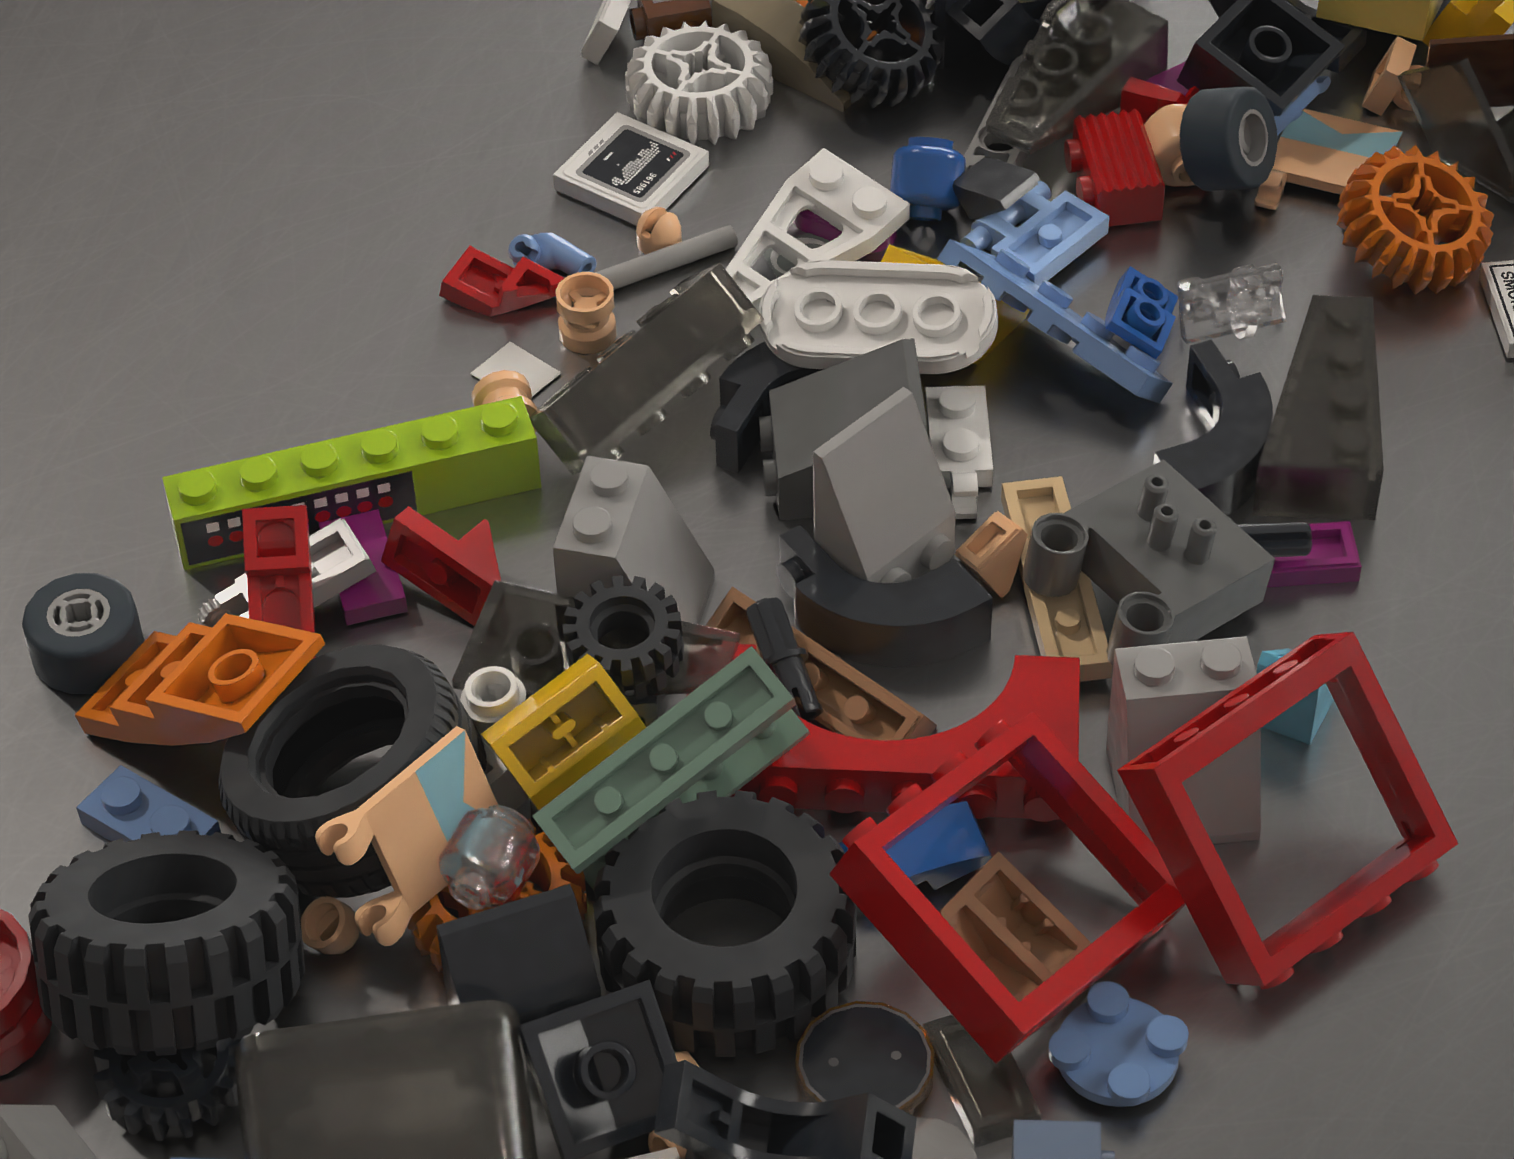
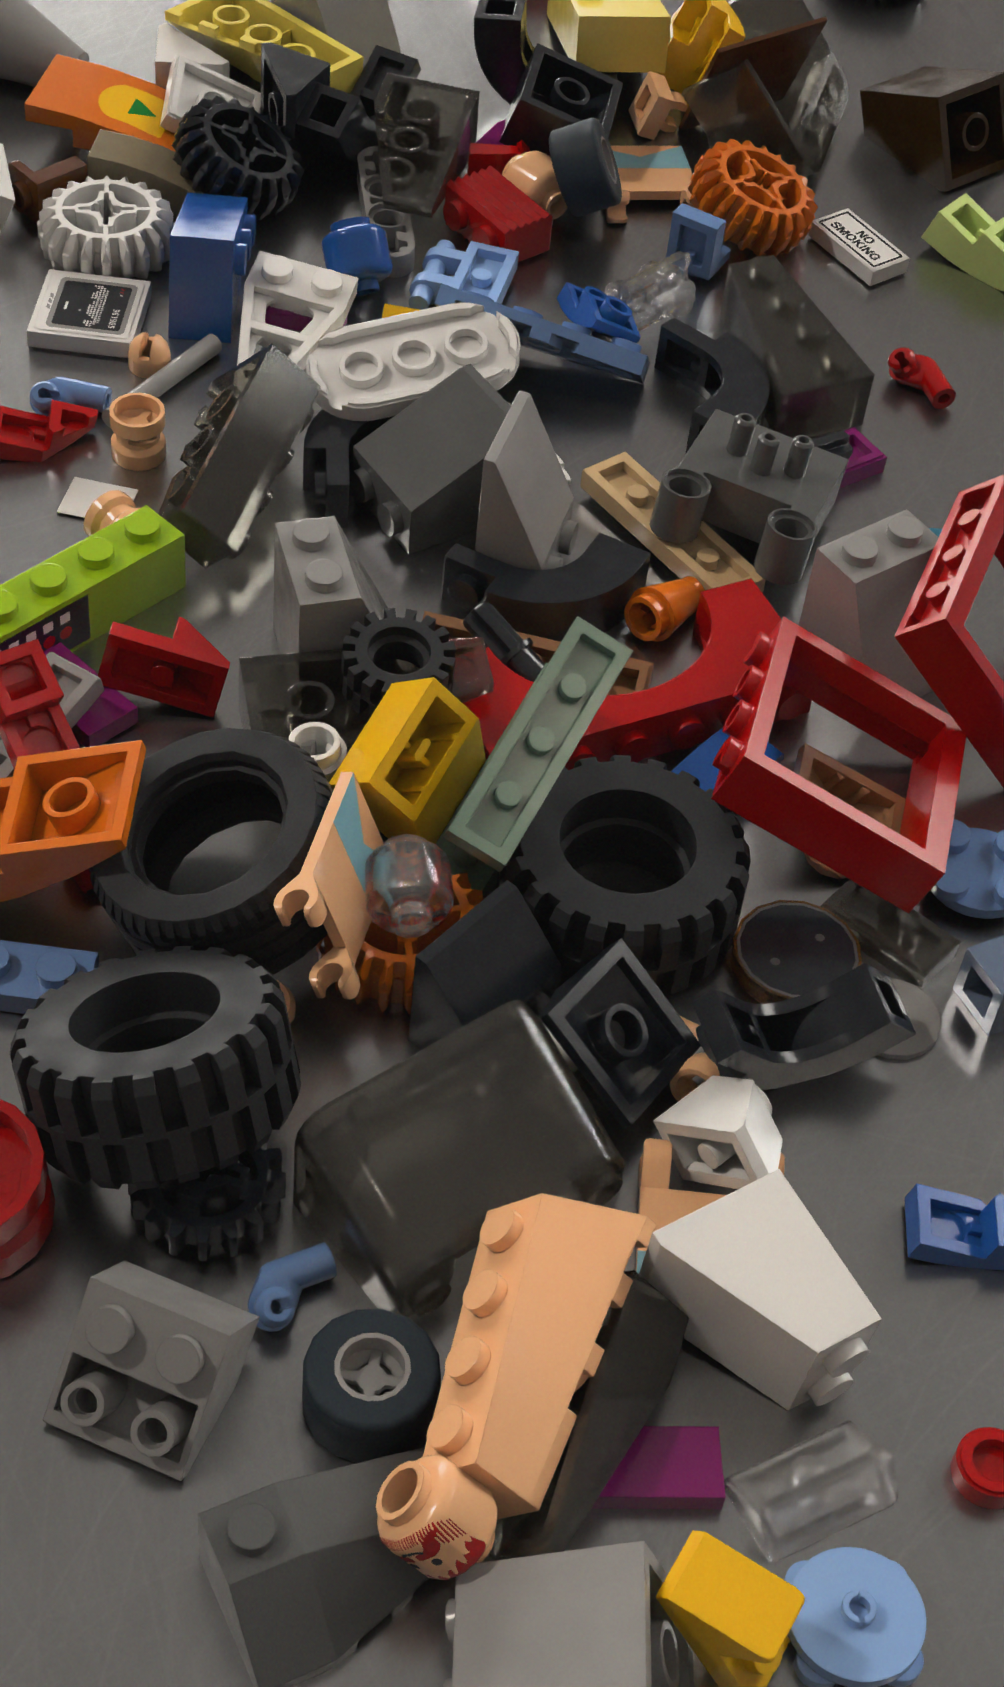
camera: 35 degrees left, 0 degrees up
(766, 140) = (207, 264): none -> blue wedge
(983, 658) = (662, 608): none -> orange cone
(992, 186) = (419, 249): black slope -> none
(994, 552) = (611, 515): light nougat slope -> none
(1314, 257) = (702, 237): none -> medium blue bracket
(1479, 480) = (921, 374): none -> red arm

